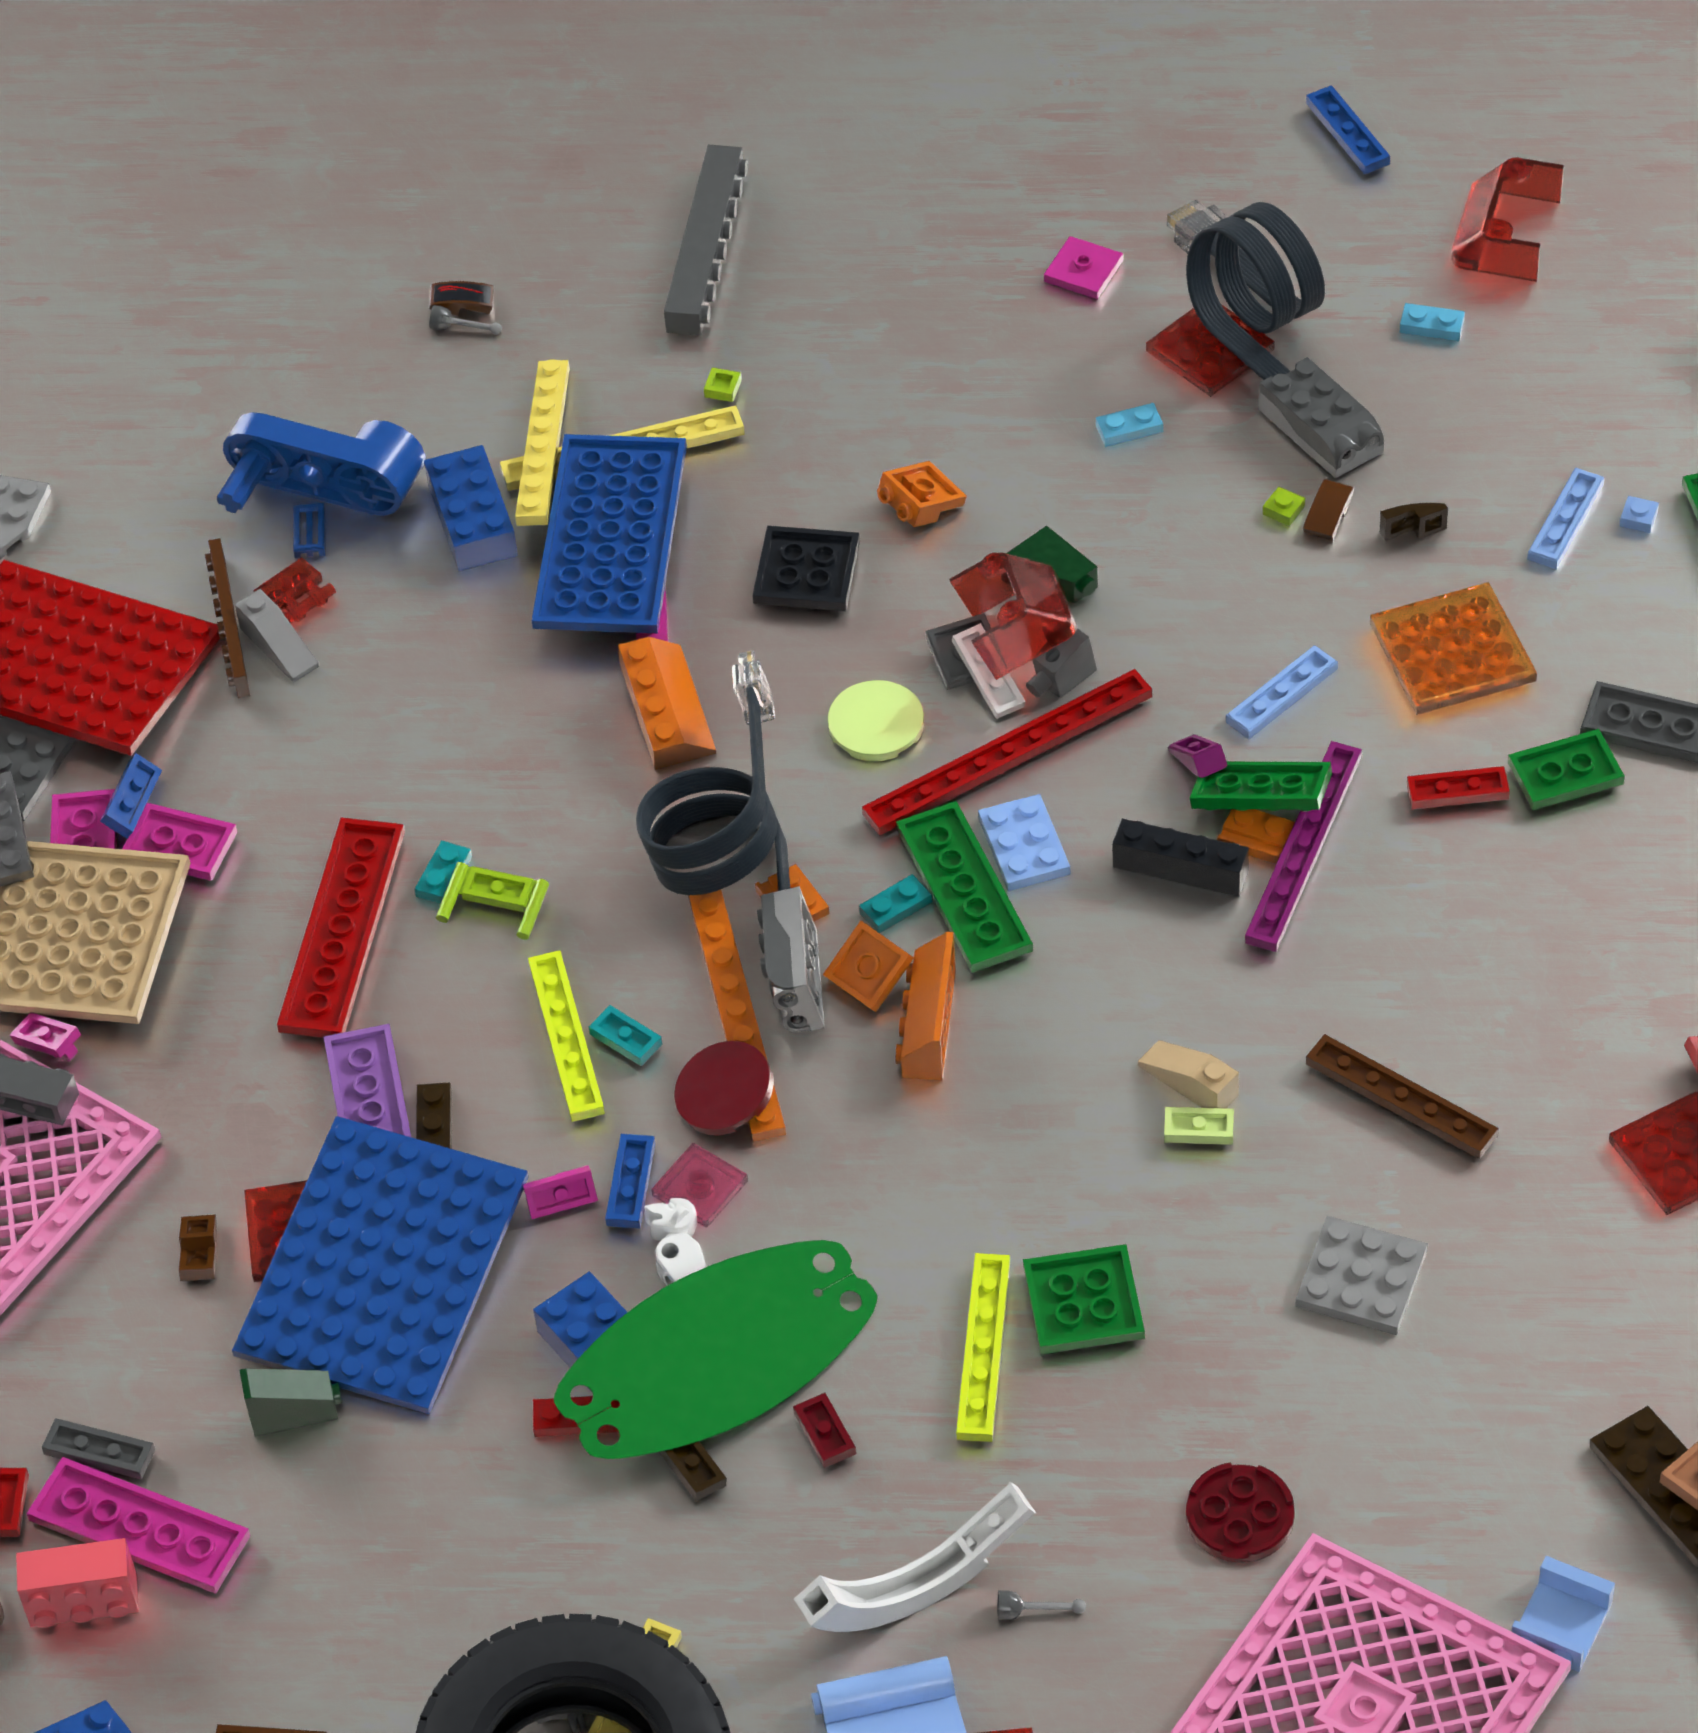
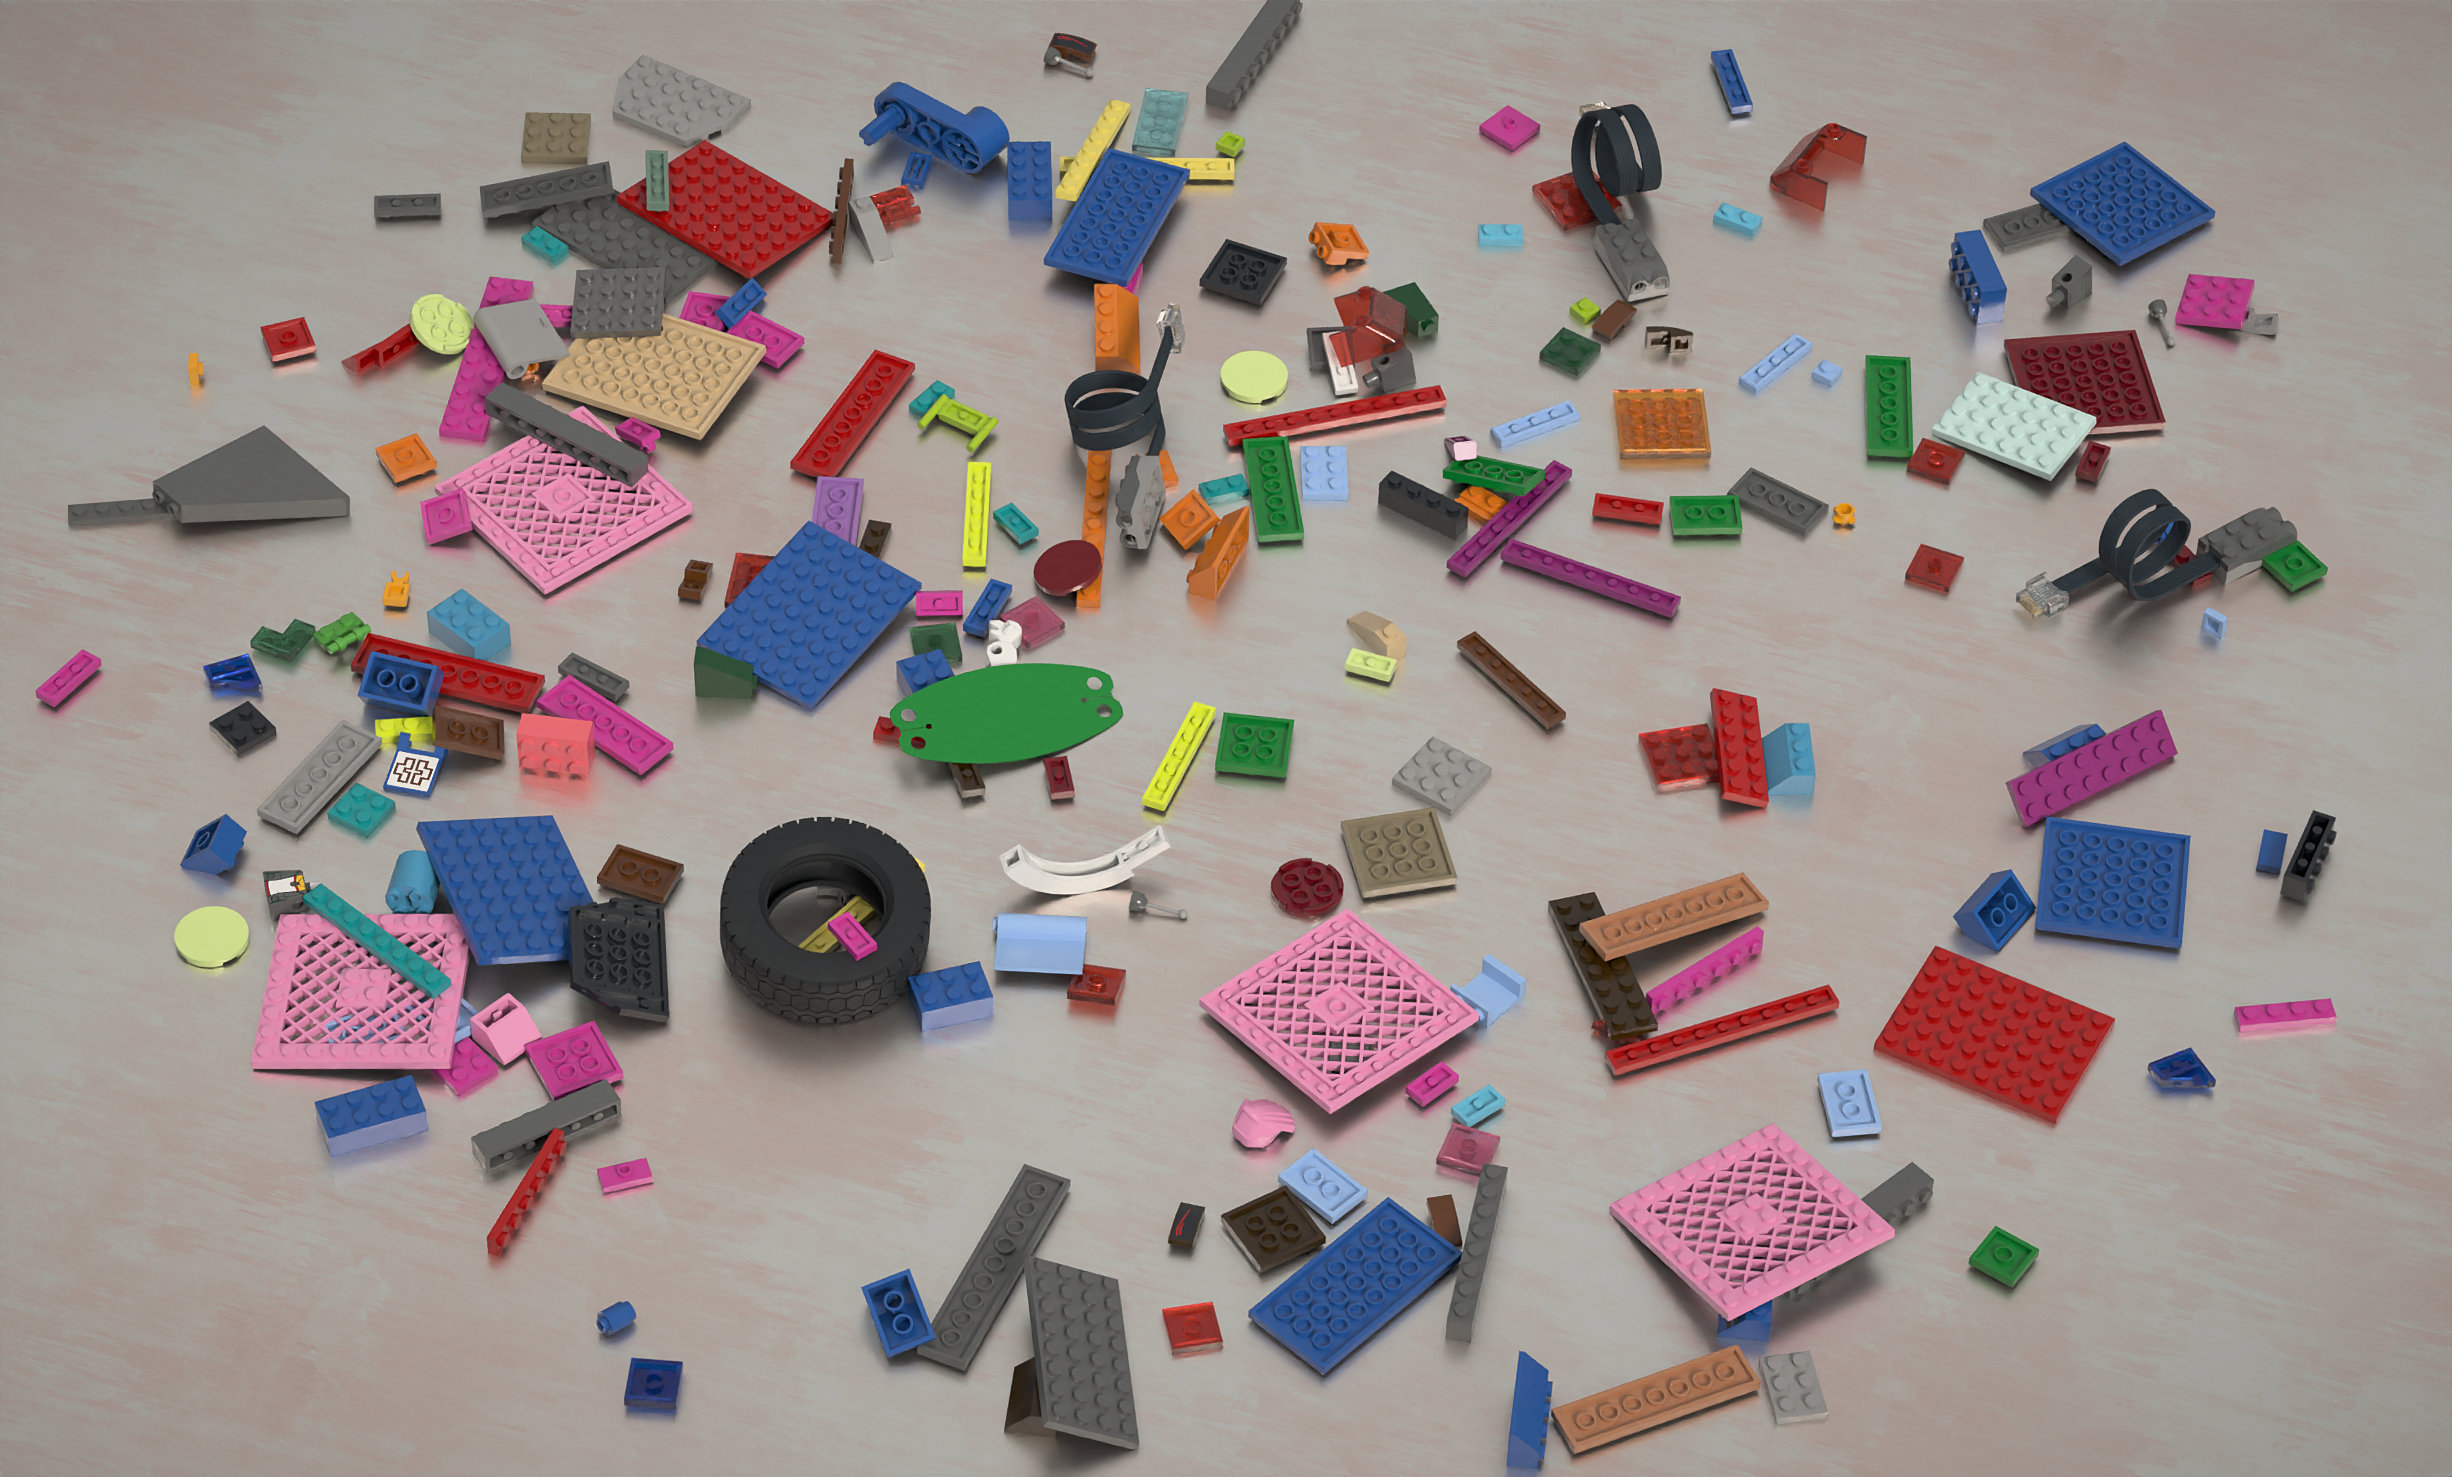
camera: 10 degrees right, 5 degrees down
(574, 1252) = (935, 637): none -> clear green plate
(616, 376) = (1160, 122): none -> clear light blue plate
(1287, 571) = (1570, 351): none -> clear green plate
(1350, 1418) = (1398, 852): none -> dark tan plate
(1449, 907) = (1590, 578): none -> magenta plate

